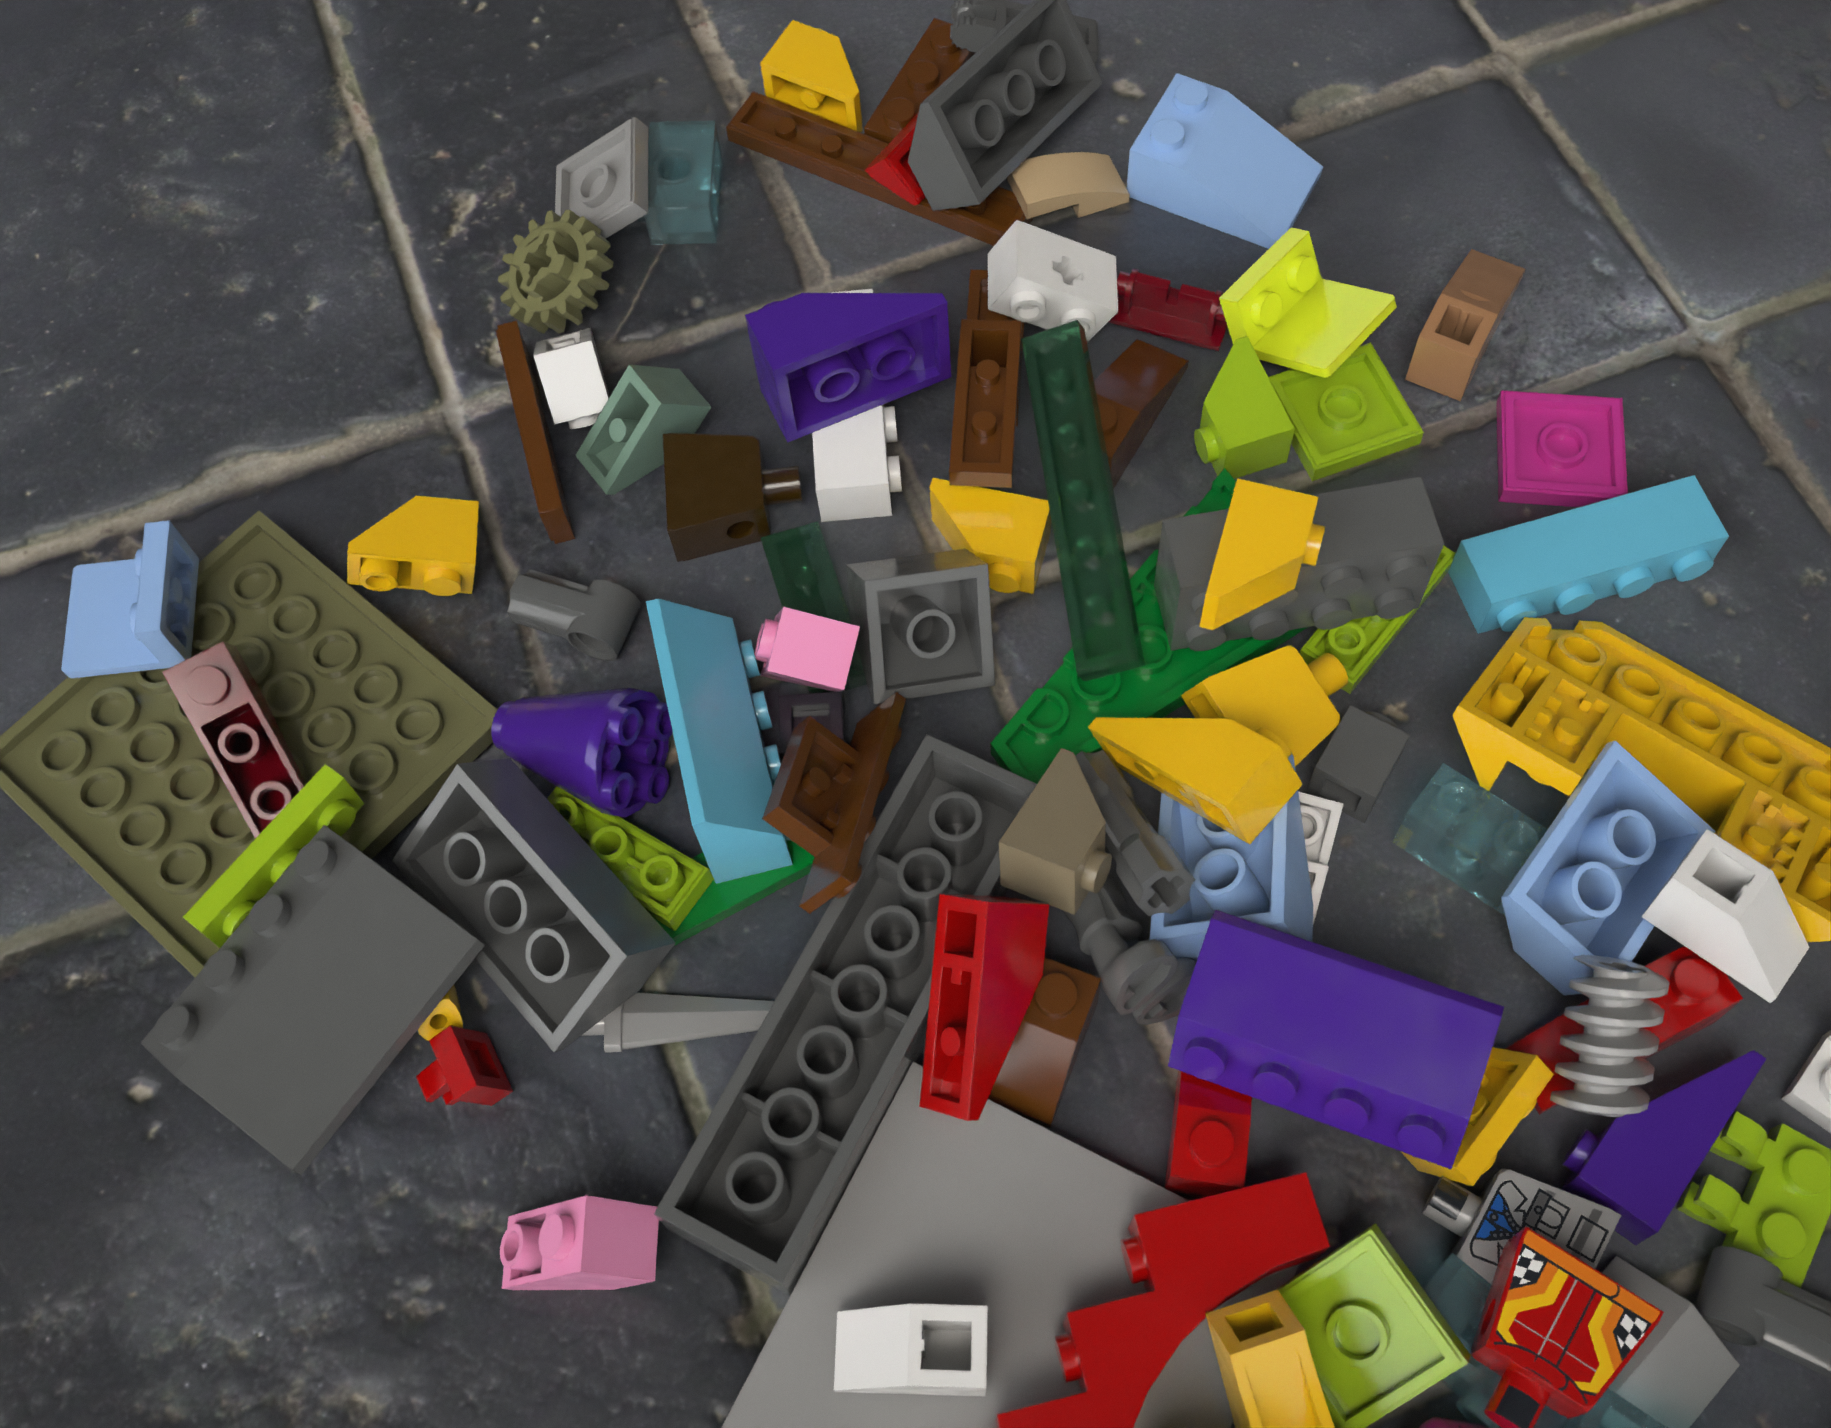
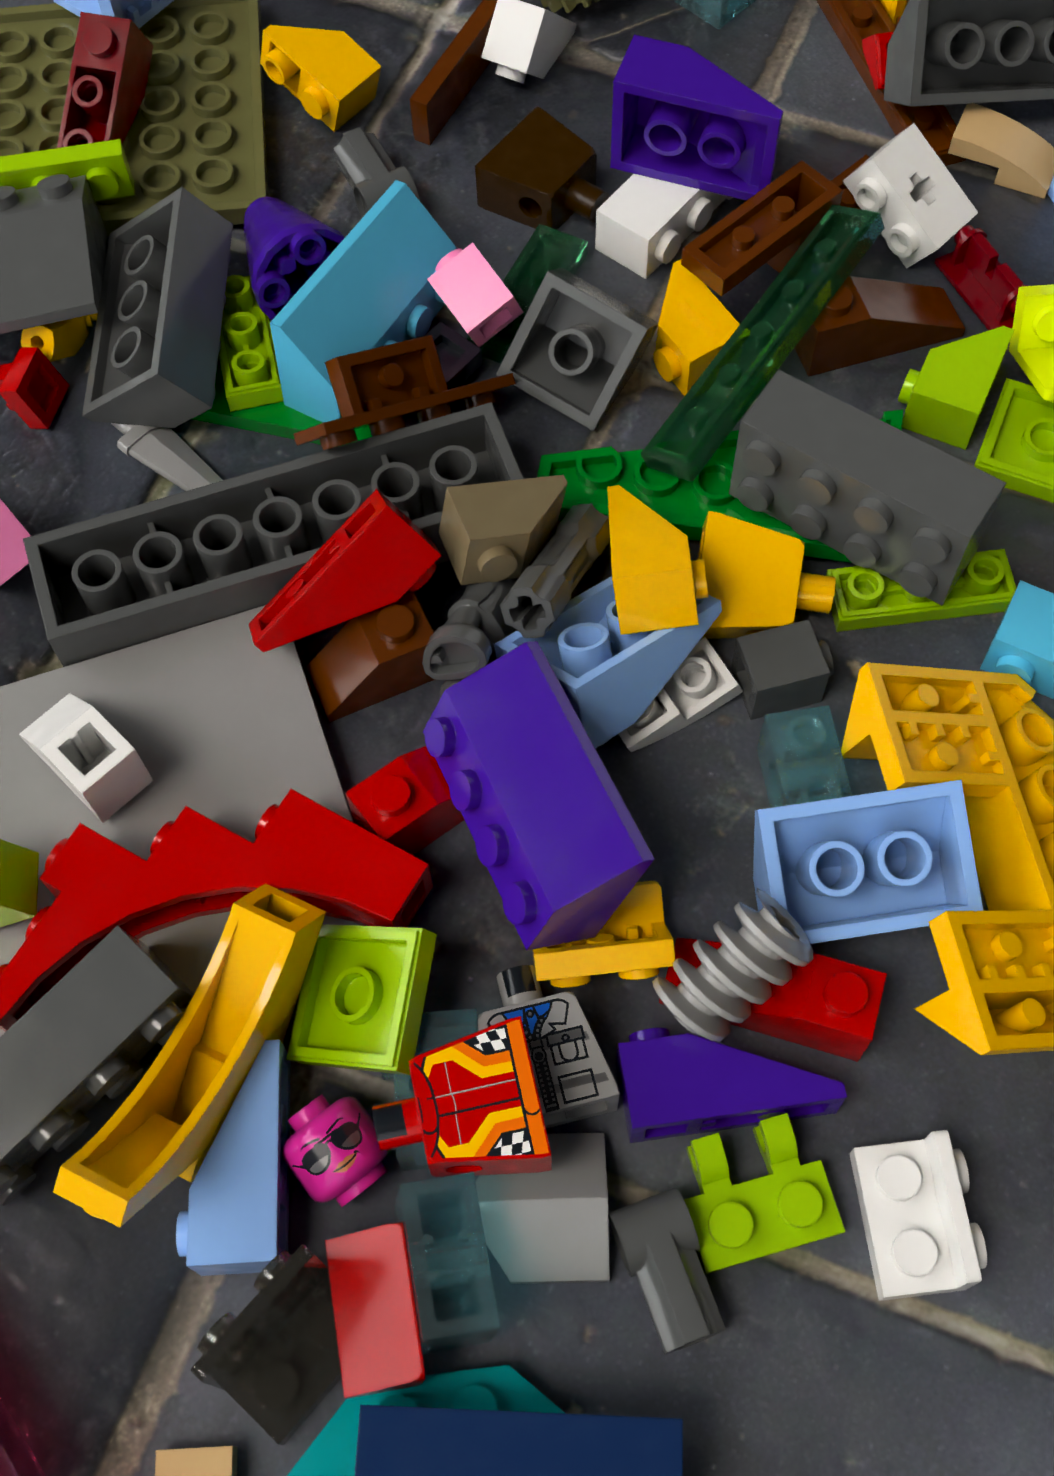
camera: 40 degrees right, 0 degrees up
(631, 426) = (544, 80): sand green slope -> none
(1260, 550) = (809, 428): yellow slope -> none
(1731, 916) = (911, 963): white slope -> none

